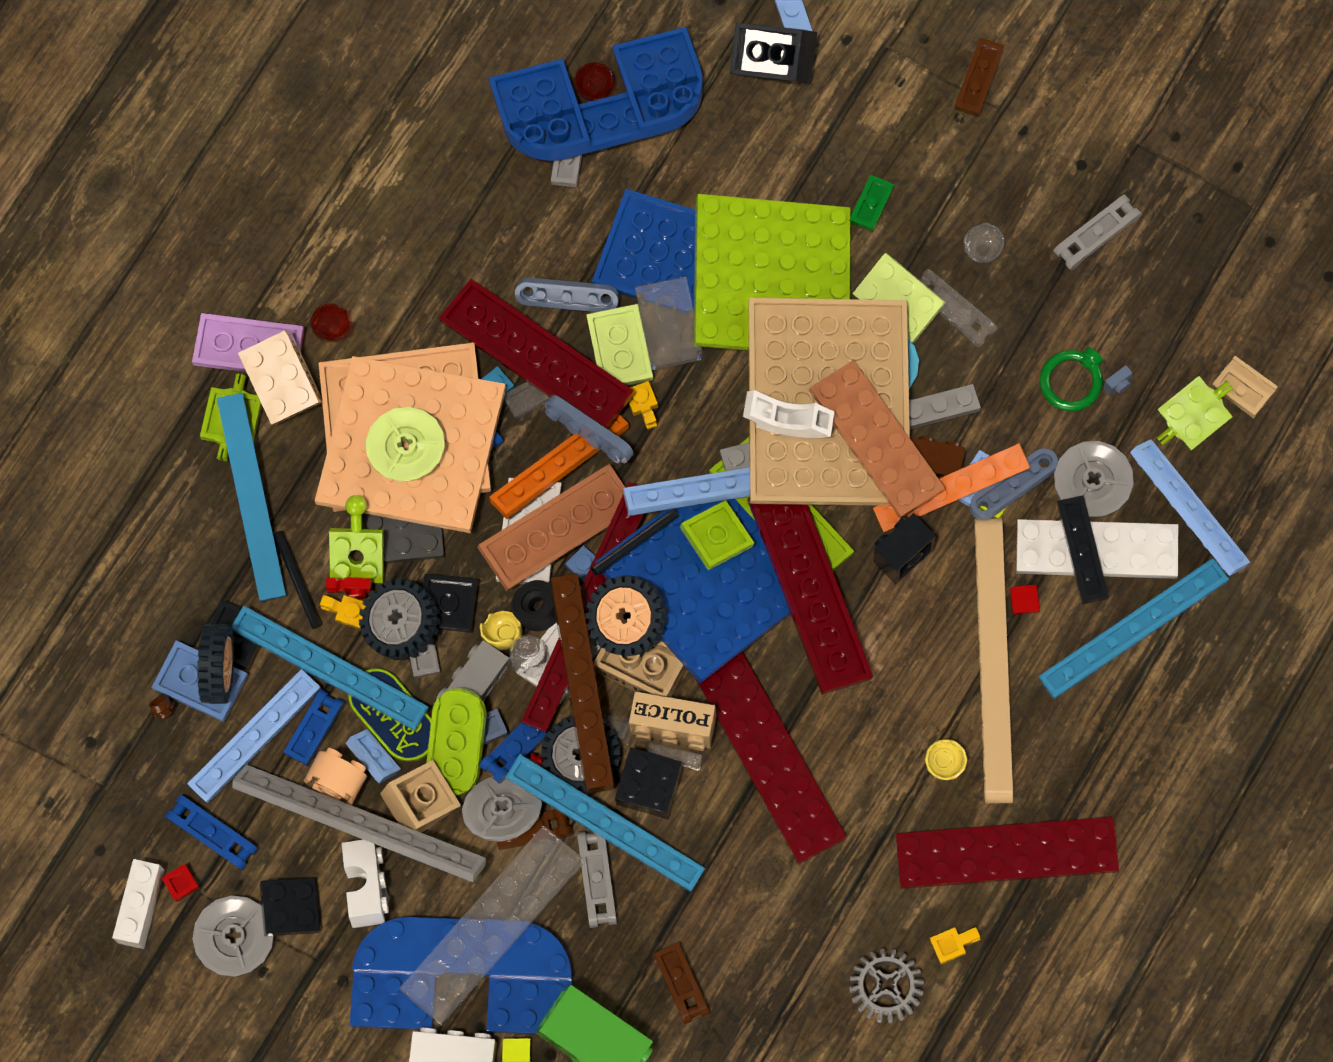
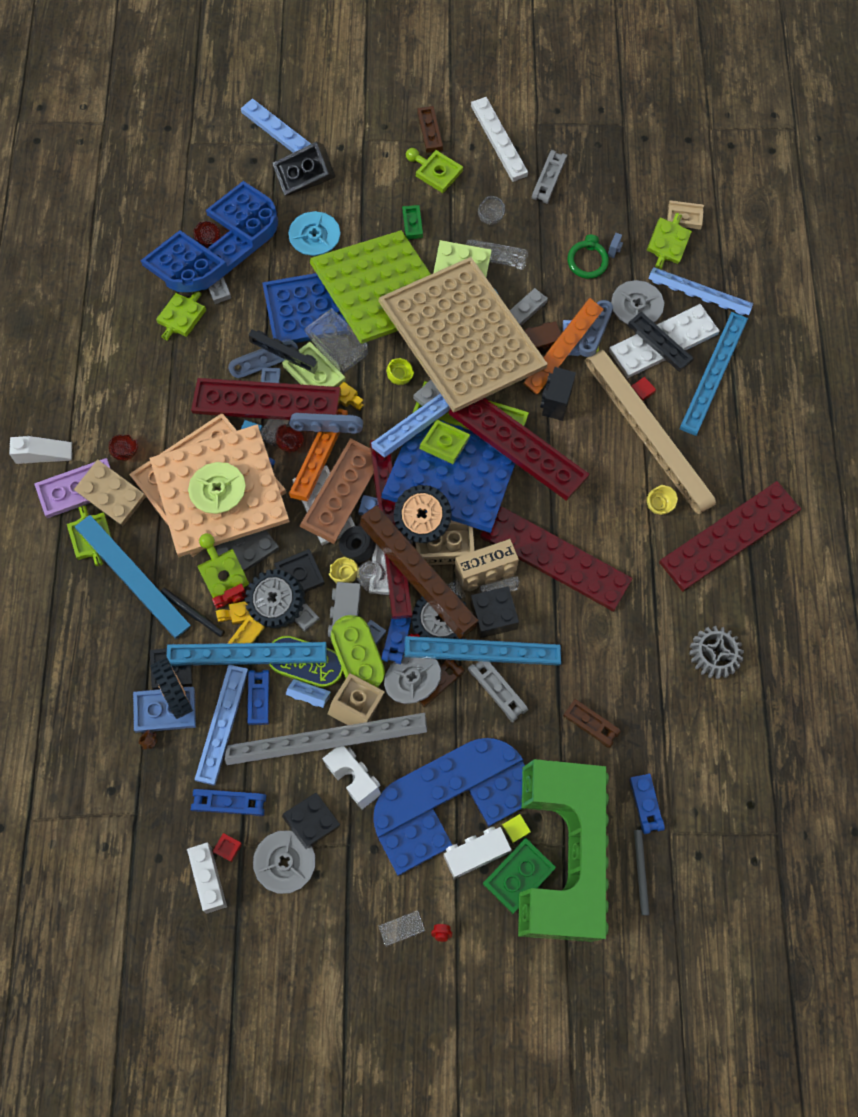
camera: 40 degrees left, 5 degrees down
(231, 271) = (36, 449): none -> white slope
(336, 776) = (293, 717): light nougat brick -> none
(344, 642) = (247, 631): none -> yellow plate
(492, 925) = (454, 756): clear plate -> none
(500, 178) = (181, 315): none -> lime plate
(534, 422) = (288, 438): none -> clear red hair
(562, 325) = (271, 375): none -> sand blue plate
(598, 311) = (288, 353): none -> black plate
(634, 542) = (398, 470): black bar -> none
(725, 406) = (399, 371): none -> neon yellow hair
(726, 137) = (313, 223): none -> medium azure piece
(788, 418) = (449, 349): white arch -> none
(877, 439) = (505, 338): nougat plate -> none
(950, 944) = (736, 605): yellow plate -> none
(956, 130) = (435, 162): none -> lime plate
(1066, 139) = (499, 139): none -> white plate

